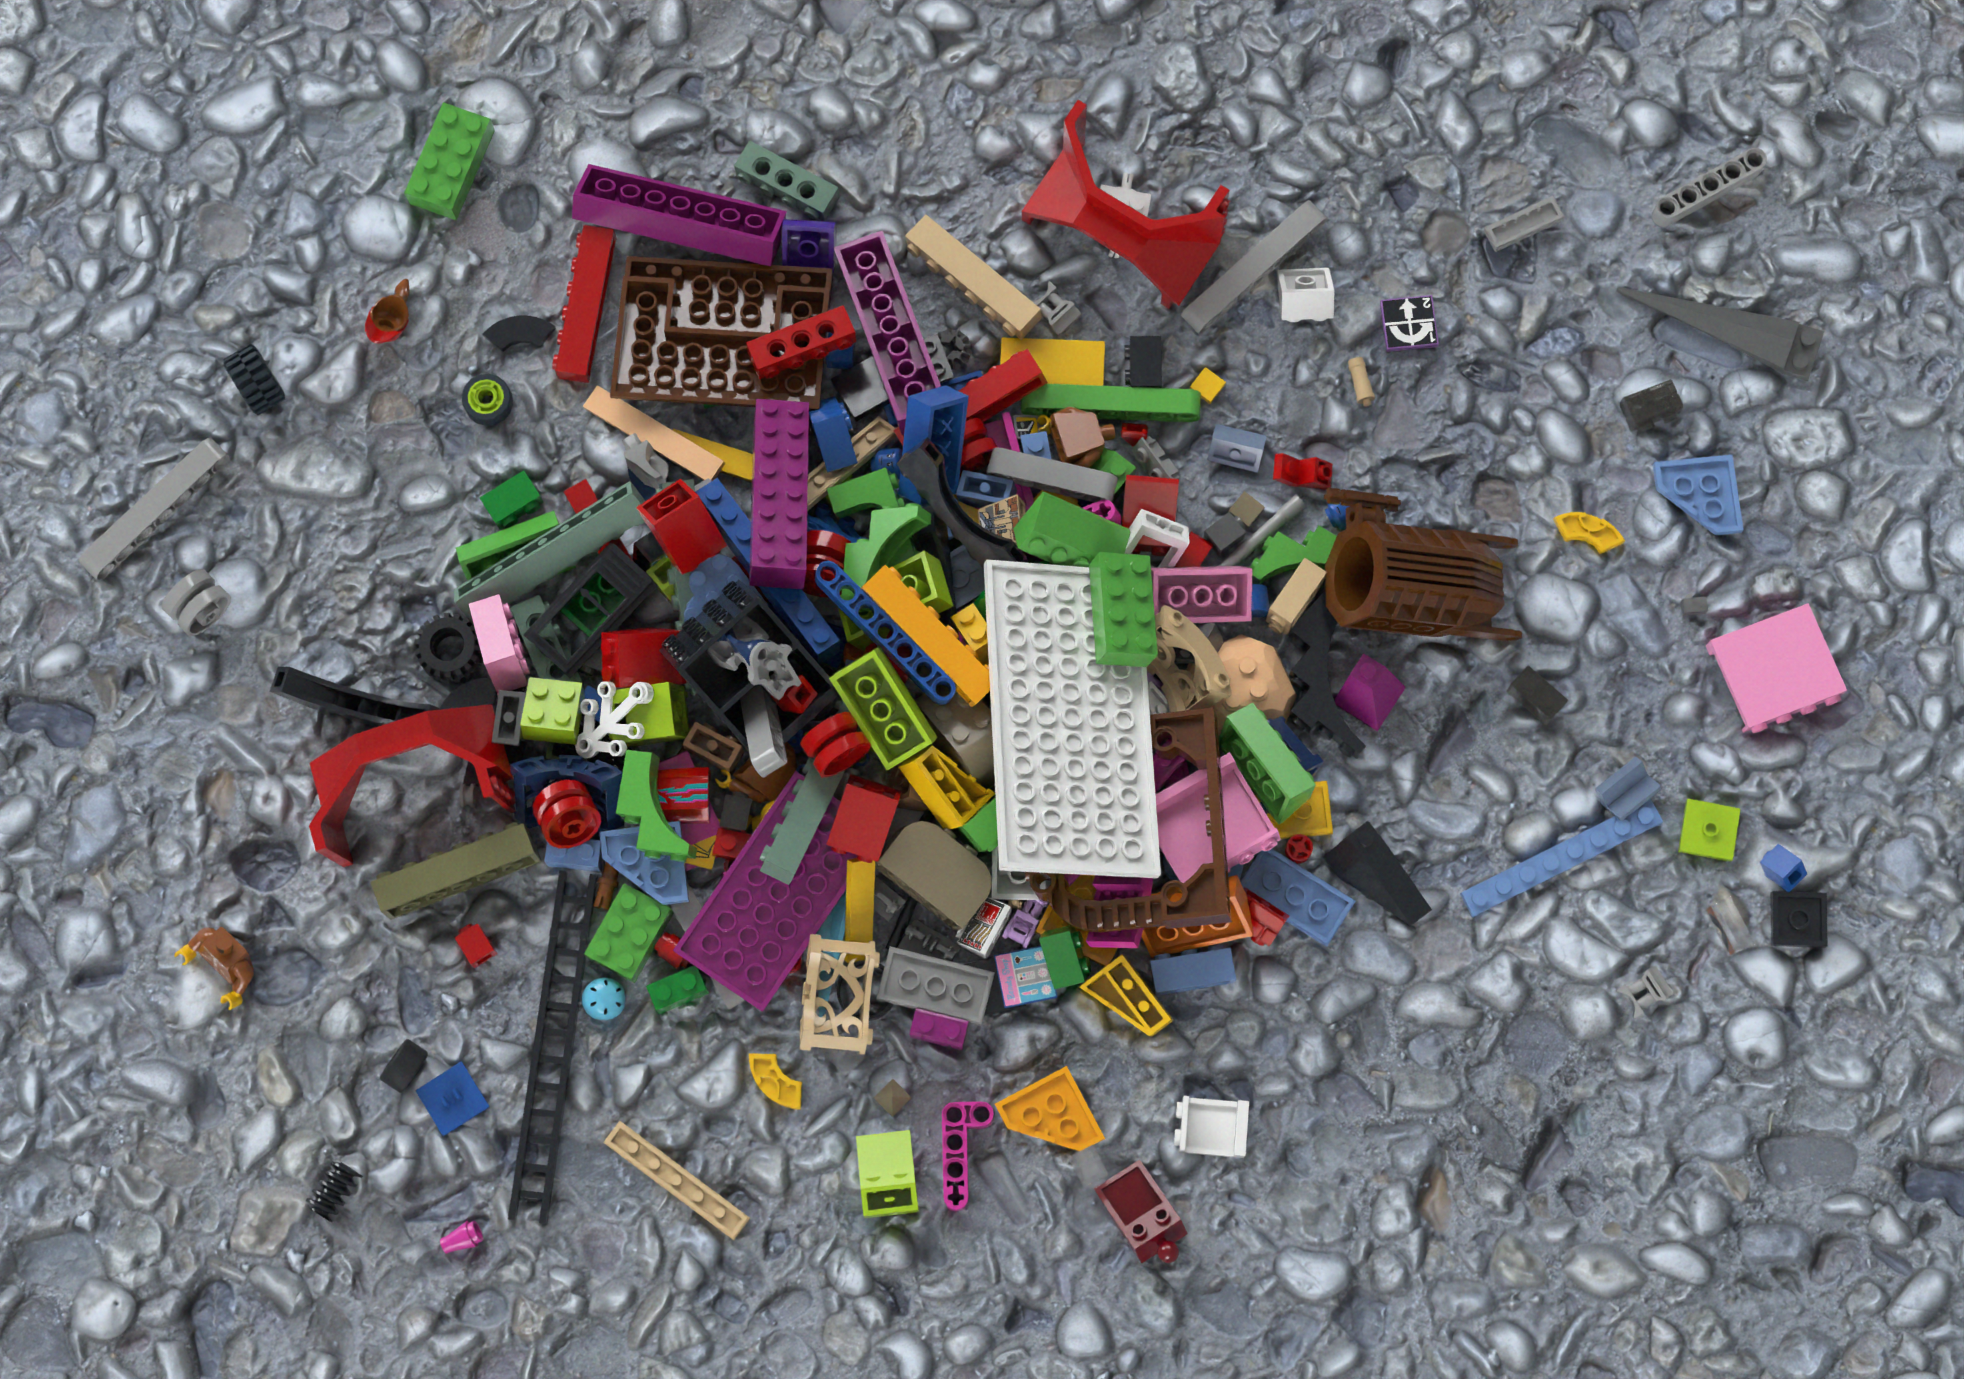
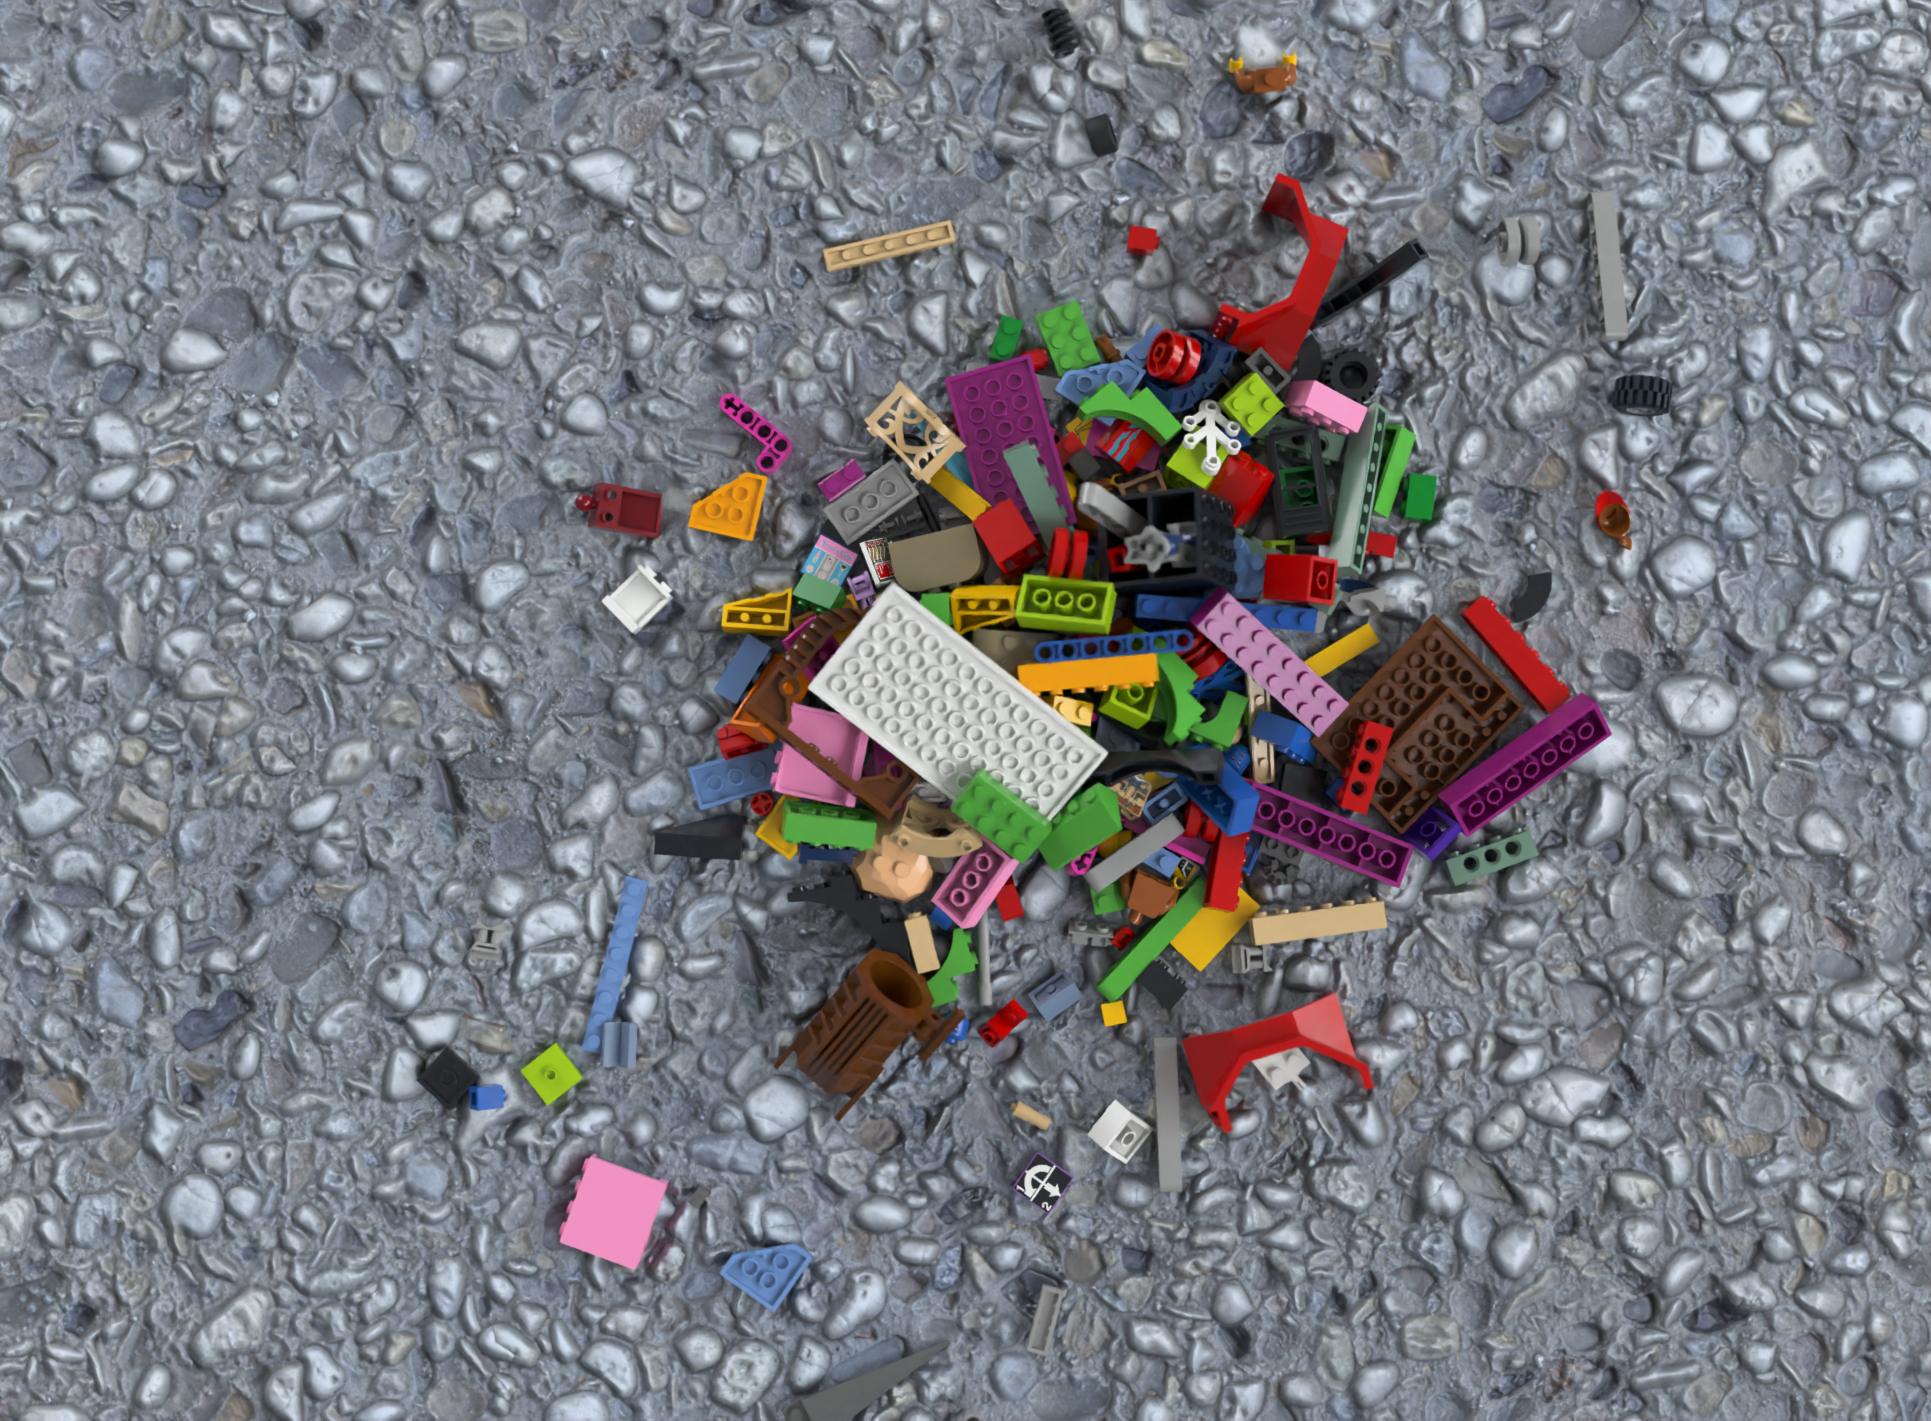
camera: 130 degrees right, 10 degrees up
(449, 161) = (1692, 647): bright green brick -> none
(452, 1098) = (1057, 151): blue piece -> none
(455, 871) = (1201, 257): olive brick -> none
(463, 1237) = (964, 88): dark pink cone -> none
(482, 386) = (1514, 537): wheel -> none
(569, 1034) = (1038, 223): black ladder -> none
(604, 997) = (1040, 293): medium azure helmet -> none
(662, 439) = (1383, 625): light nougat tile -> none
(773, 1082) = (898, 355): yellow tile -> none
(887, 1174) = (780, 374): lime slope -> none
(892, 1097) = (826, 419): dark tan slope -> none
(1153, 495) = (1057, 897): red slope -> none
(1160, 530) = (1046, 884): white window -> none
(1225, 533) = (1004, 936): dark grey brick -> none
(1246, 509) = (1009, 964): dark tan tile -> none
(1369, 692) = (822, 936): magenta slope -> none
(1537, 695) = (728, 1041): clear smoke brick -> none
(1589, 529) = (807, 1175): yellow tile -> none
(1651, 405) = (851, 1290): clear smoke brick -> none

